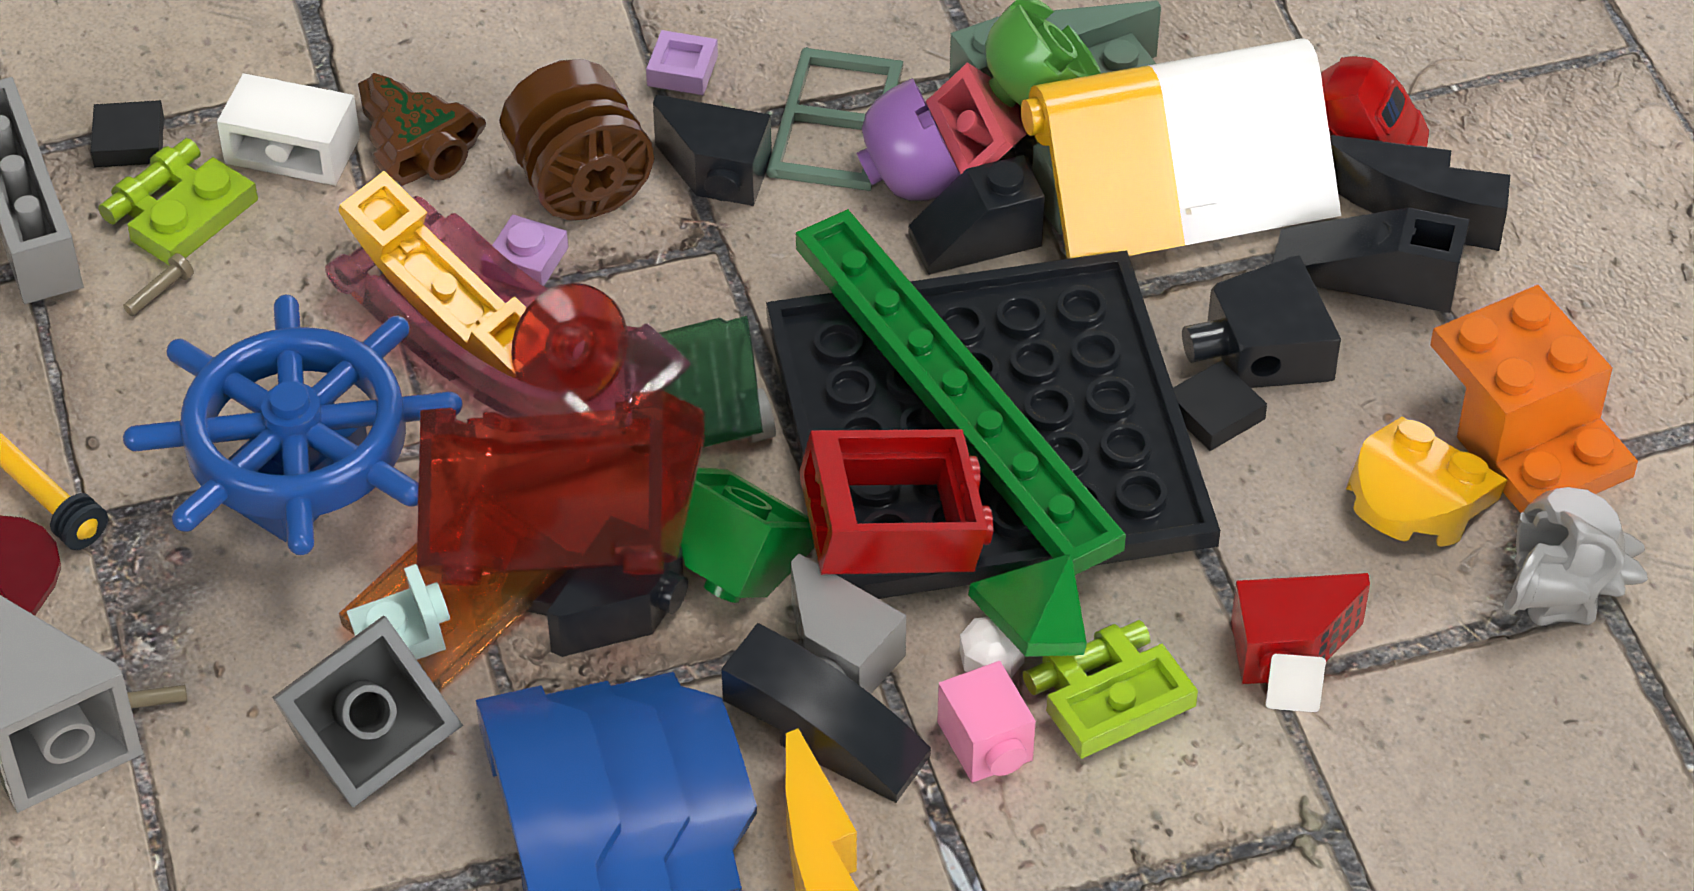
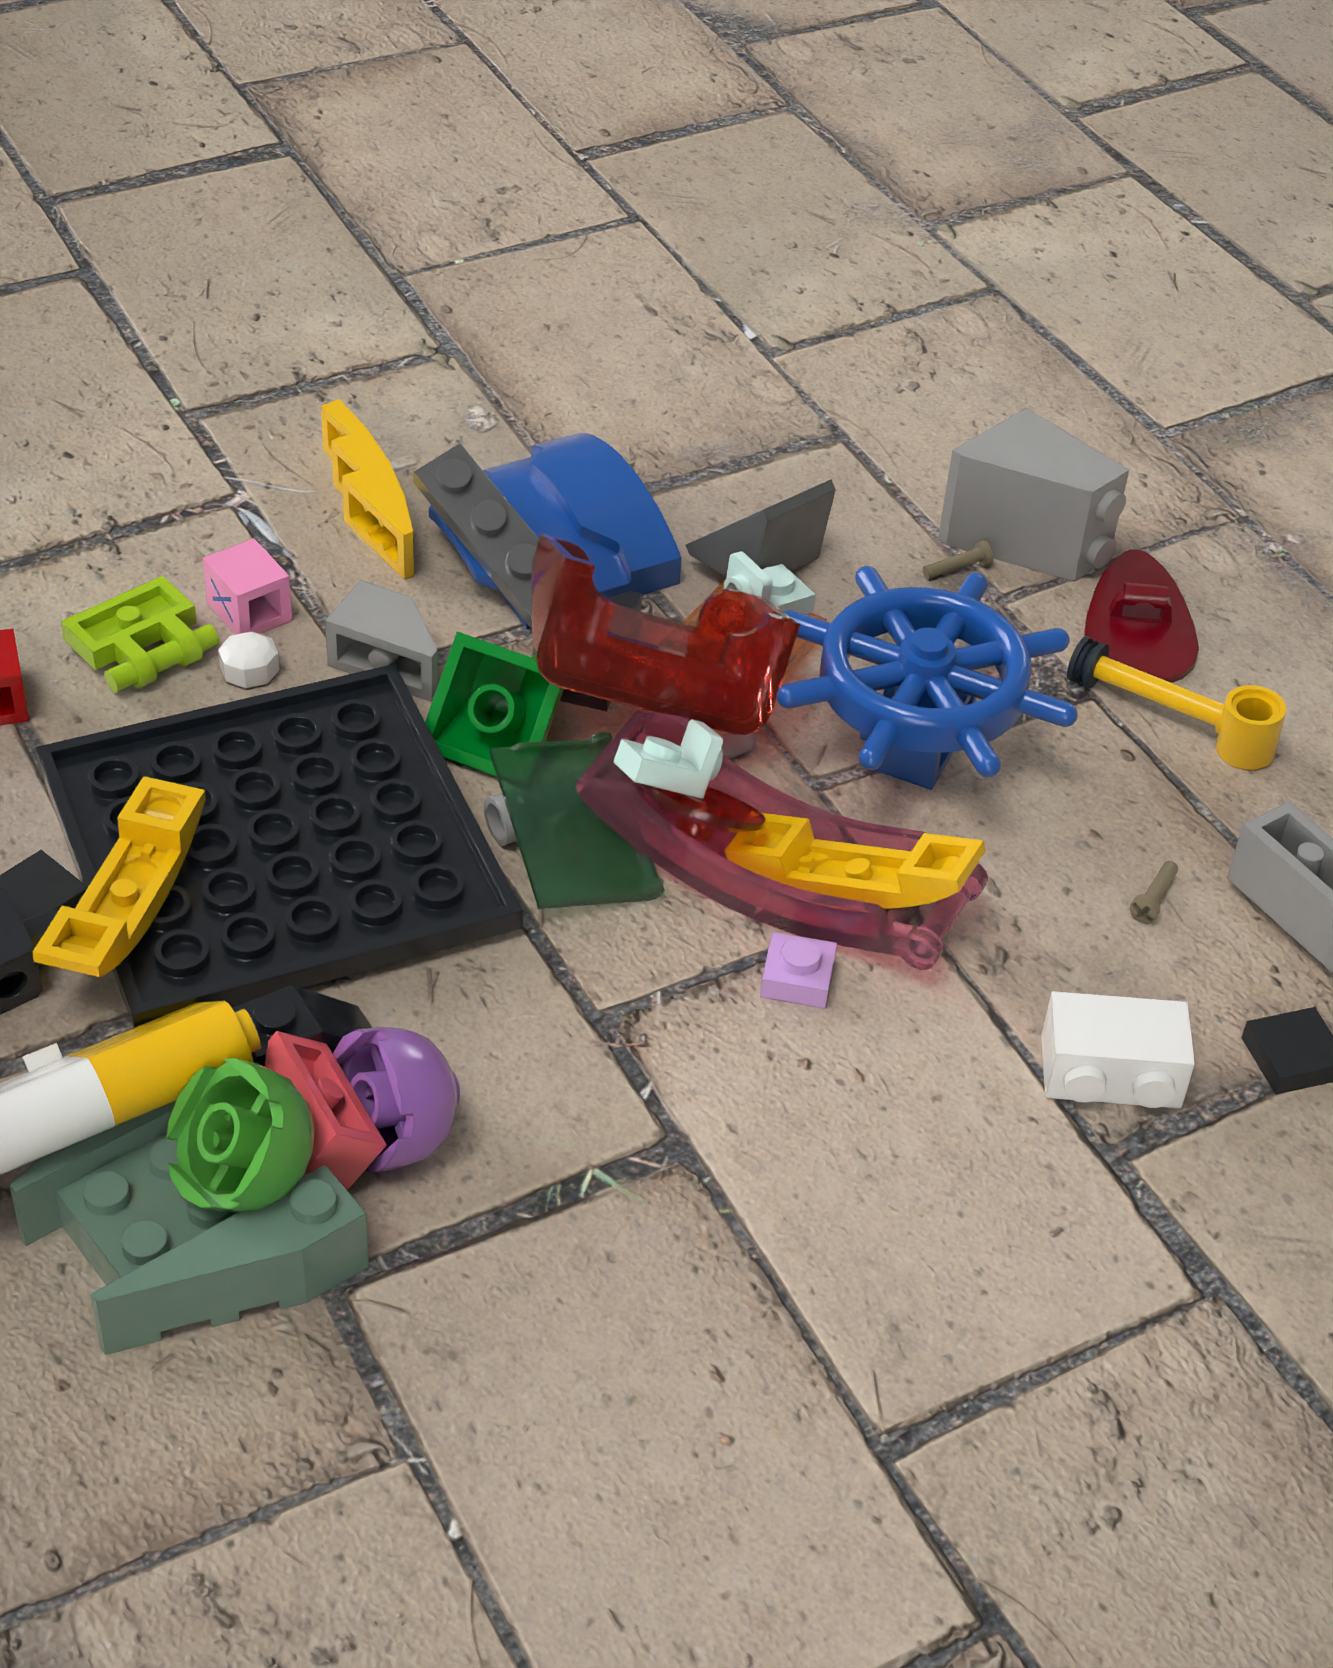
camera: 165 degrees right, 5 degrees down
(186, 215) = (1179, 957): lime plate -> none
(417, 130) = (982, 1079): reddish brown rock -> none
(576, 139) = (780, 1029): reddish brown wheel -> none
(593, 356) = (674, 767): none -> light aqua bracket
(682, 62) = (703, 1209): lavender plate -> none
(685, 698) = (482, 522): none -> dark grey plate
(714, 147) = (632, 1089): black slope -> none
(824, 116) = (503, 1188): sand green window -> none
(835, 715) = (435, 576): black slope -> none
(893, 458) = (332, 647): red window -> none
(960, 392) = (317, 822): green plate -> none
(1036, 607) = (216, 653): green slope -> none
(1137, 326) = (130, 883): none -> yellow slope

